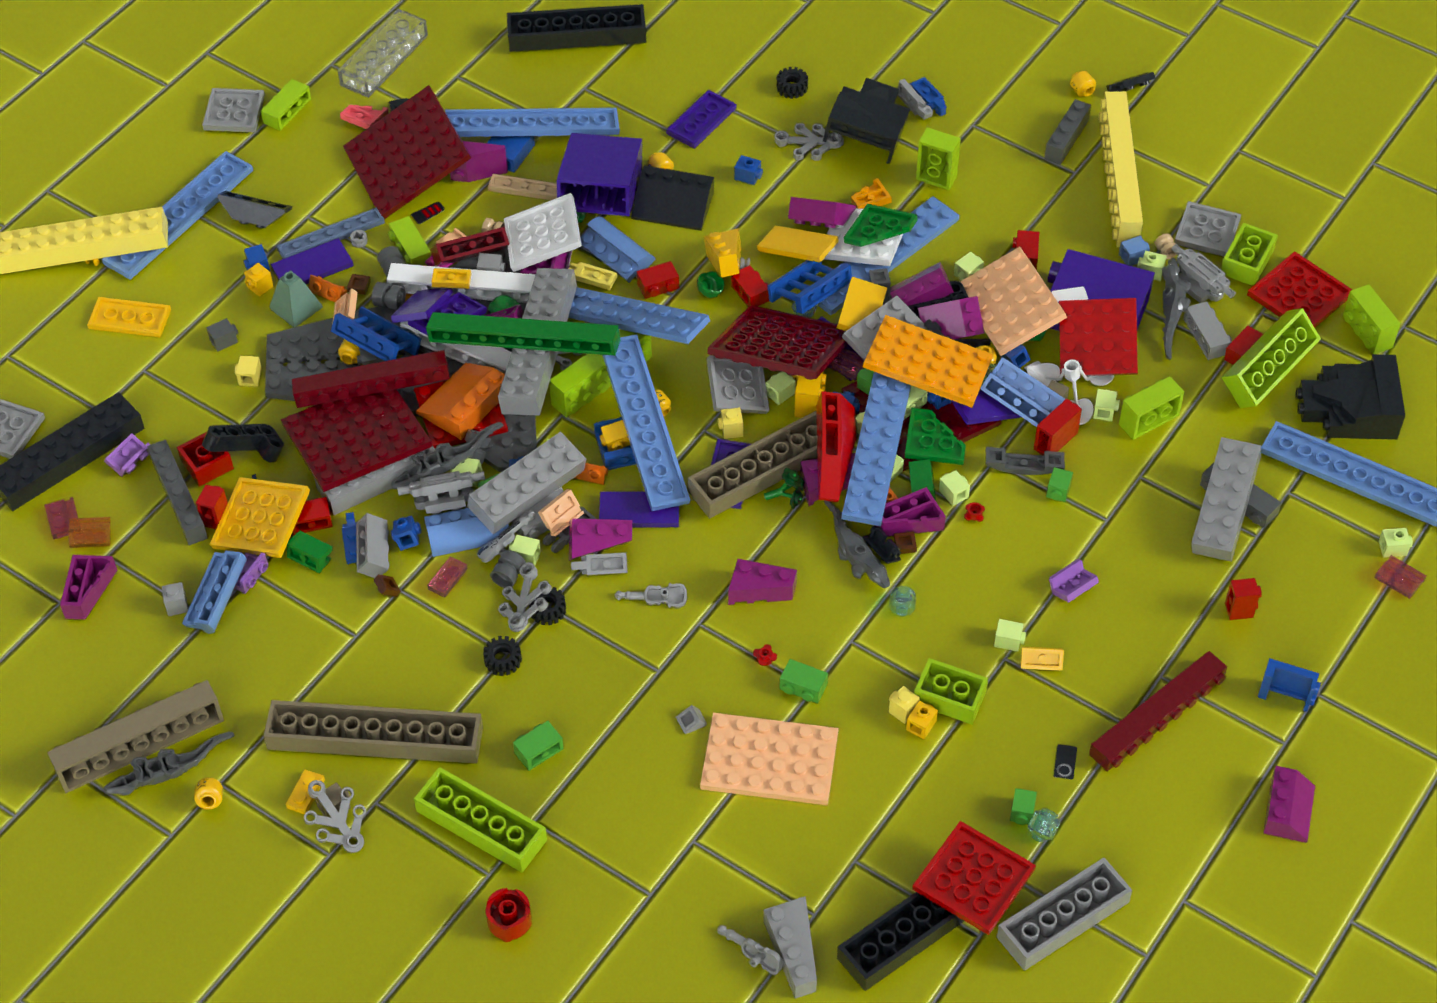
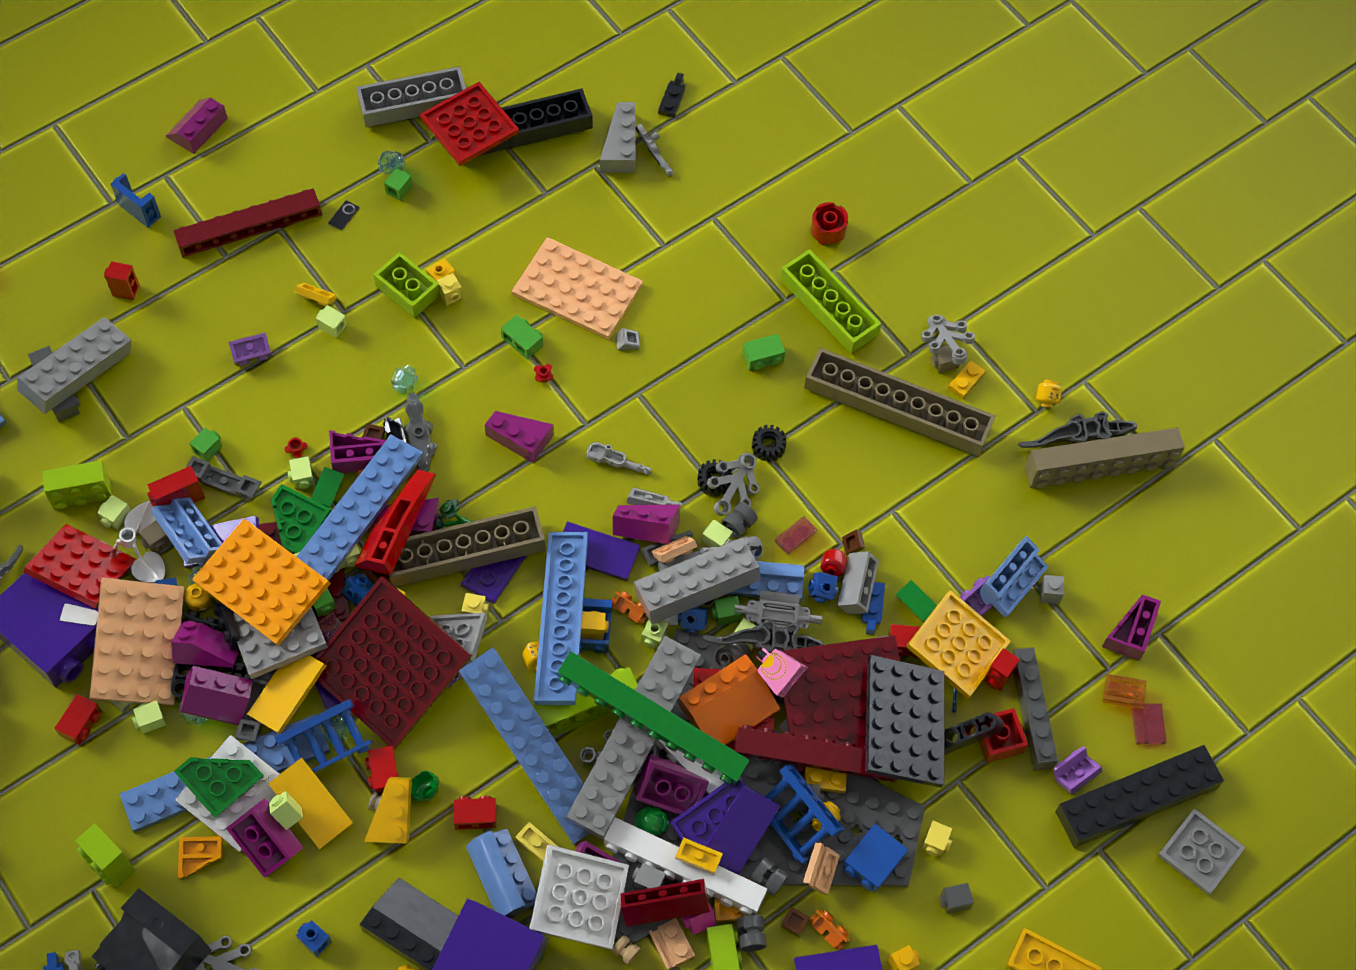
camera: 165 degrees left, 10 degrees up
(294, 300) = (869, 920): sand green slope -> none
(295, 419) = (905, 721): none -> plate
(299, 332) = (874, 858): none -> blue brick
(401, 556) = (834, 562): none -> red head
(422, 419) = (779, 670): none -> bright pink torso
(811, 220) = (285, 810): none -> yellowish green brick

